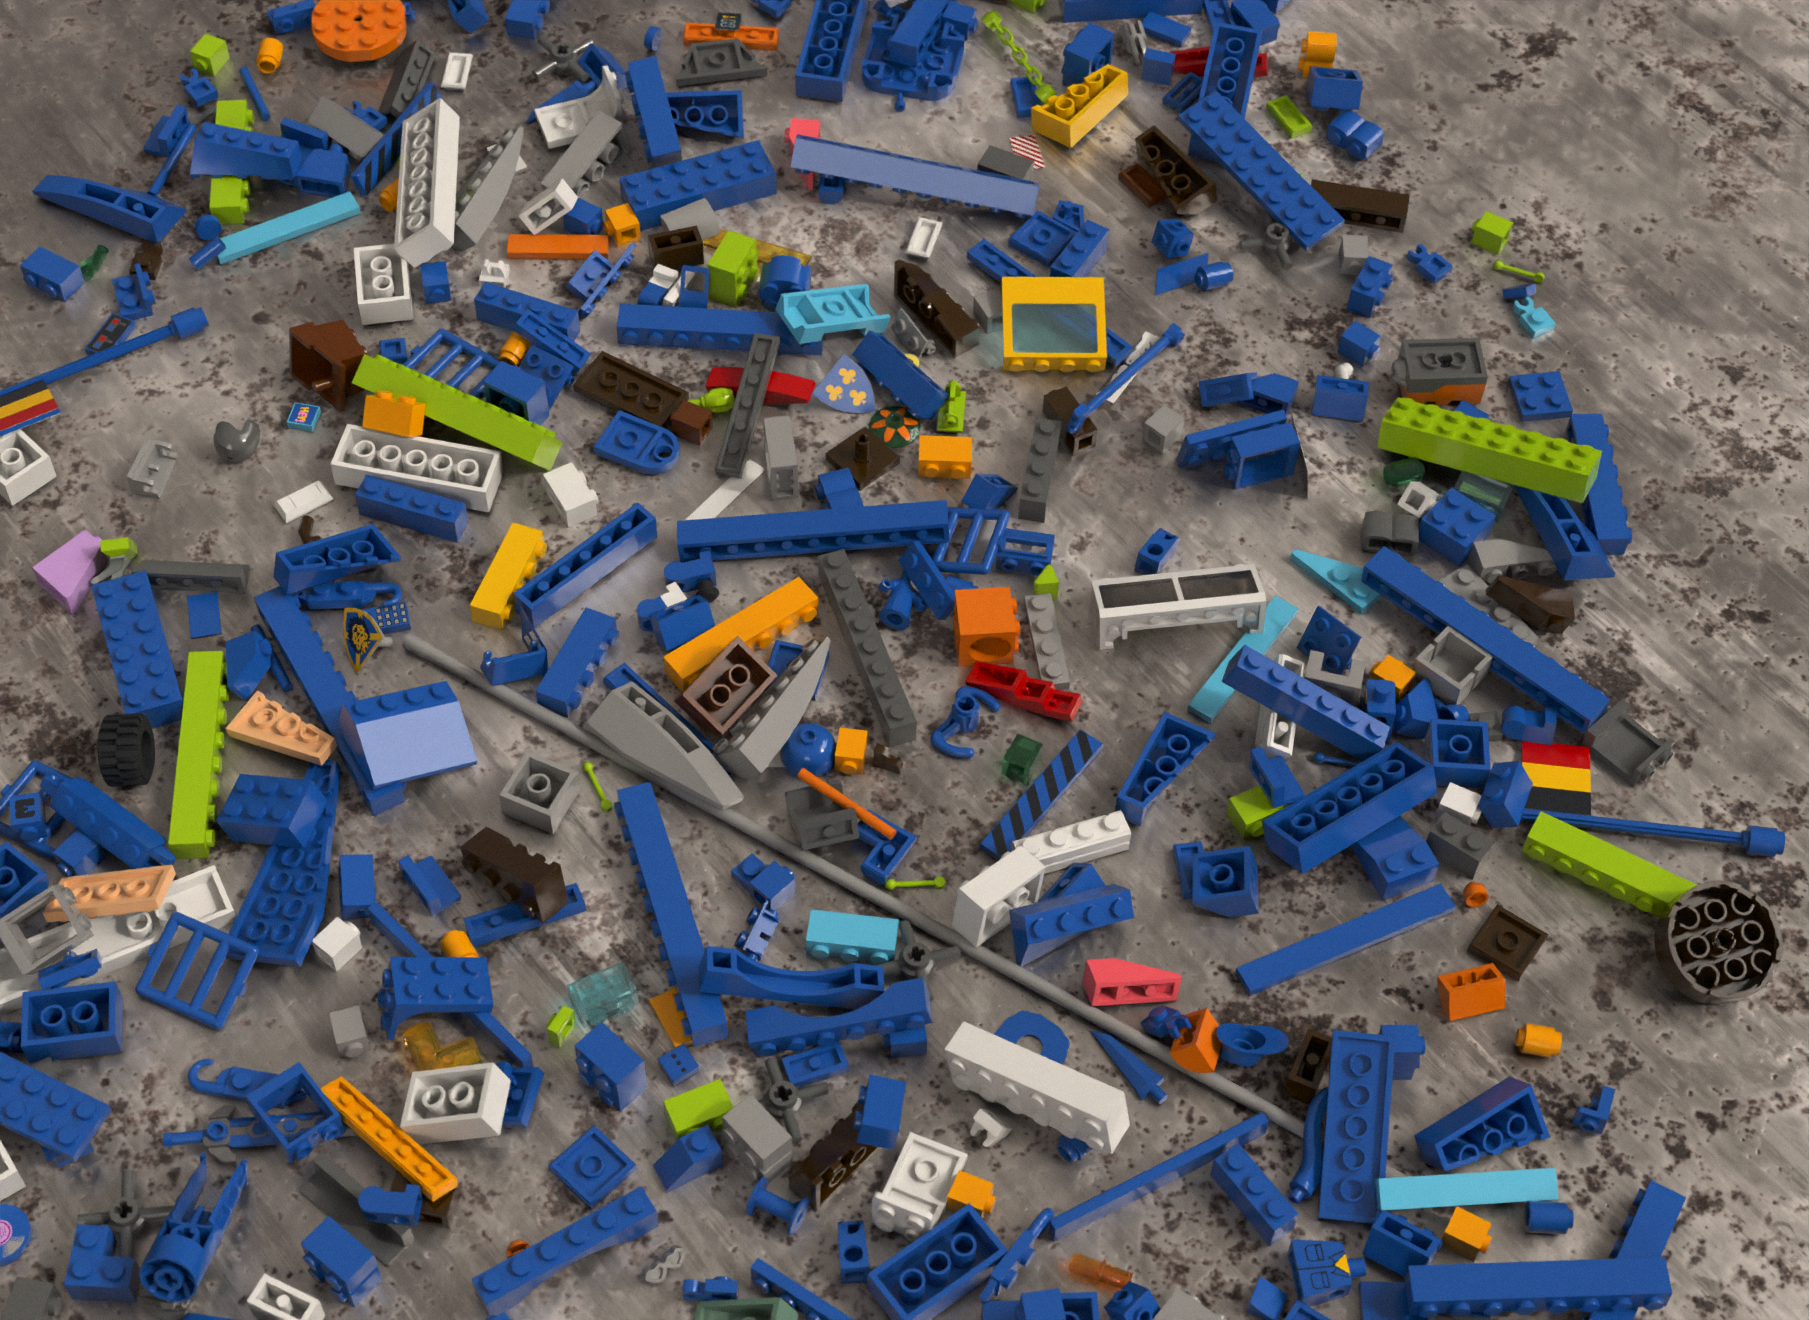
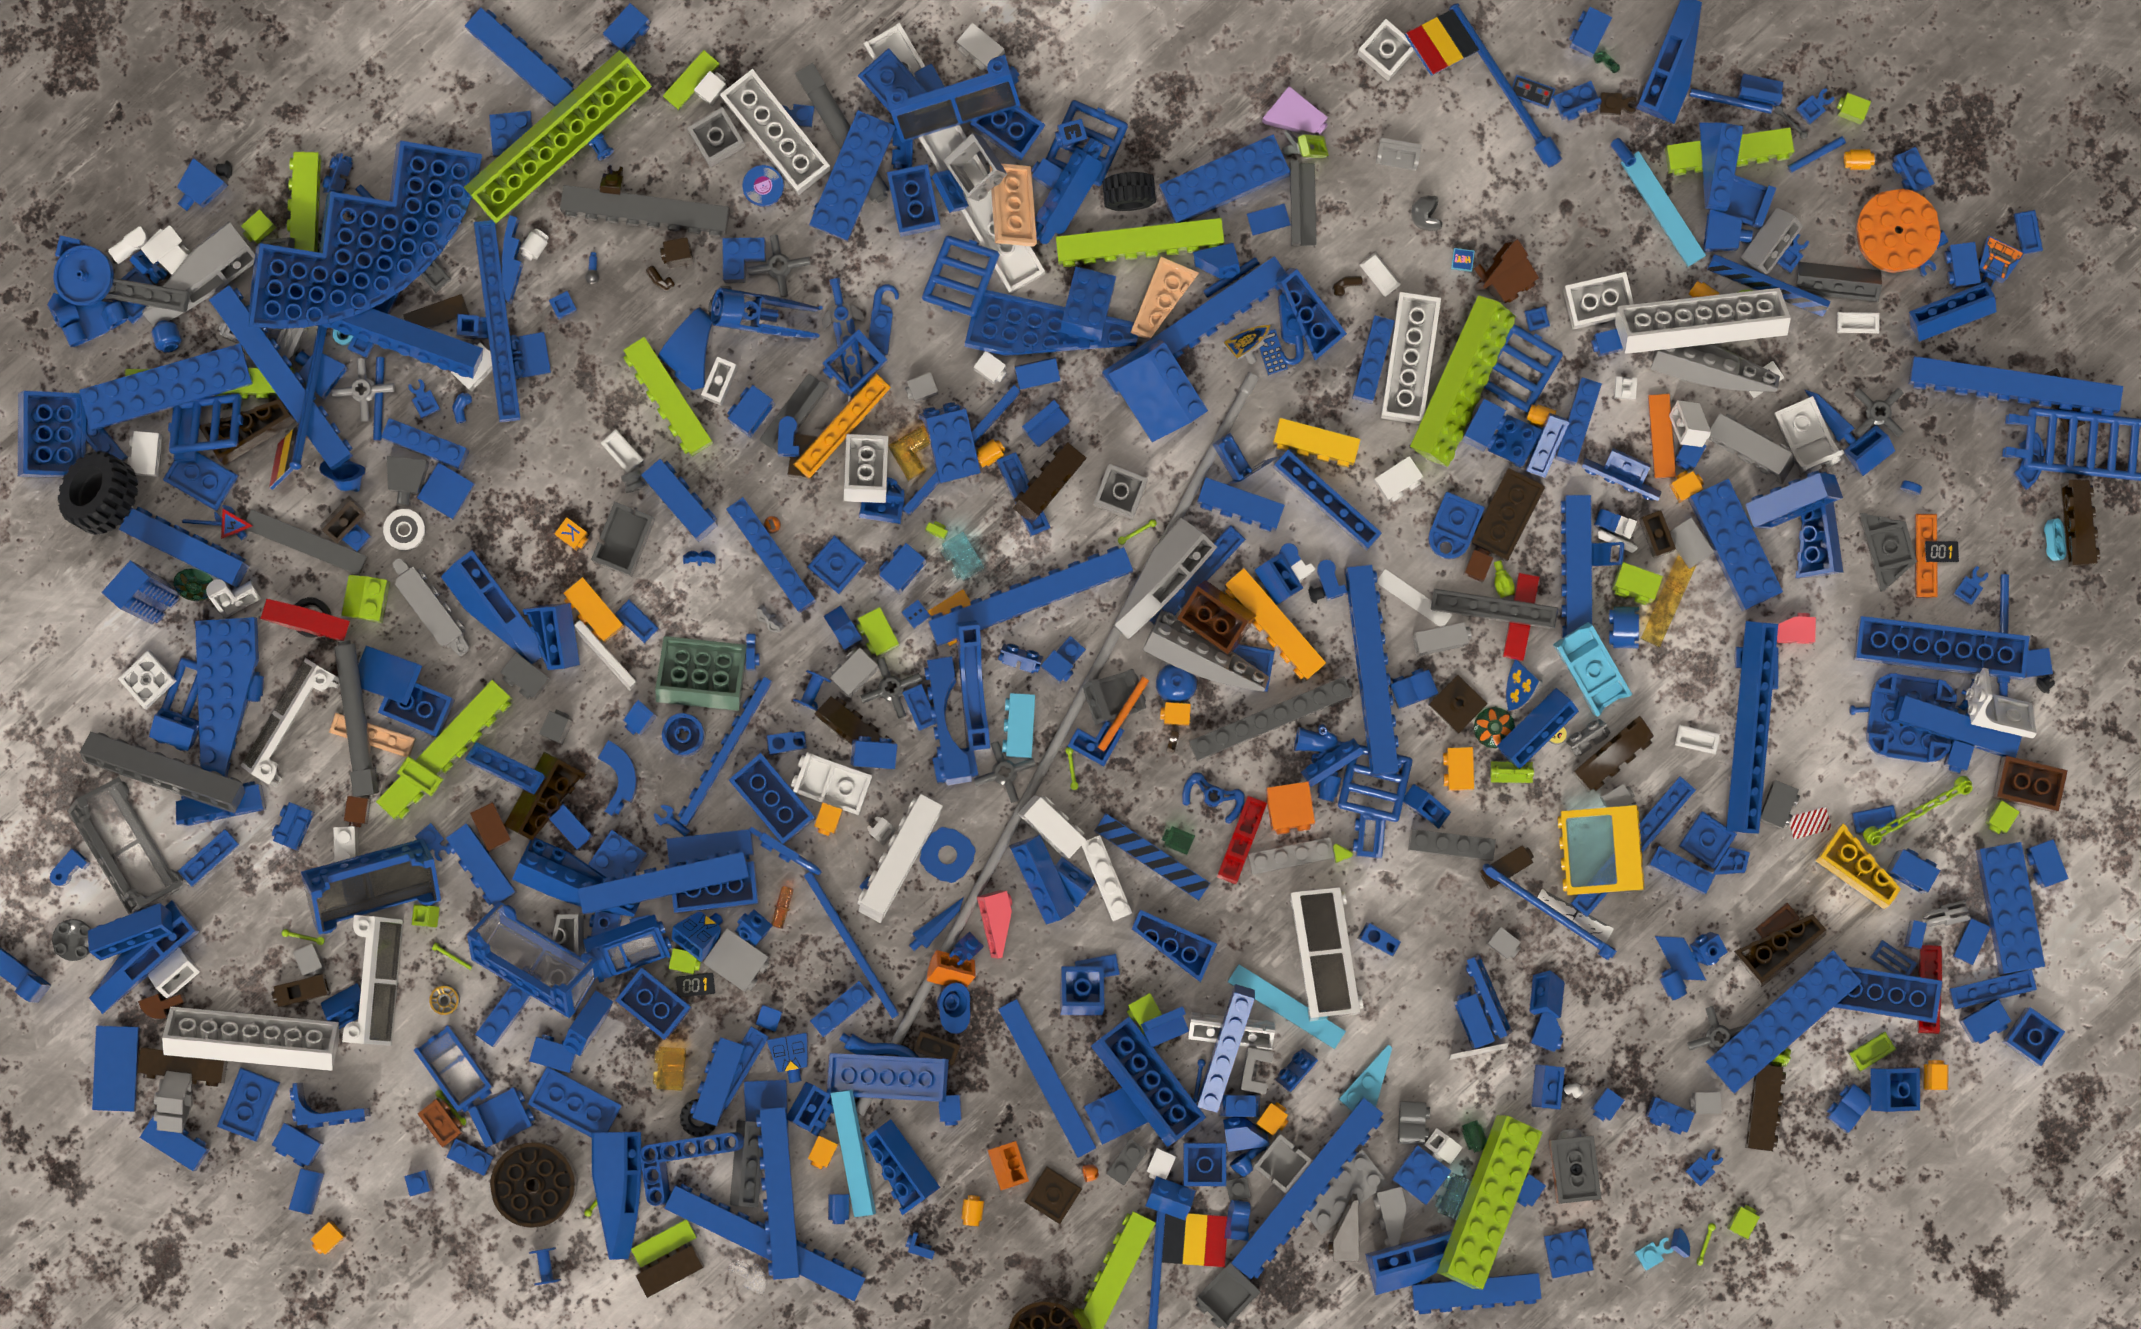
camera: 90 degrees right, 30 degrees up
(208, 227) = (1654, 146): blue tile -> none
(393, 414) = (1446, 333): light orange brick -> none

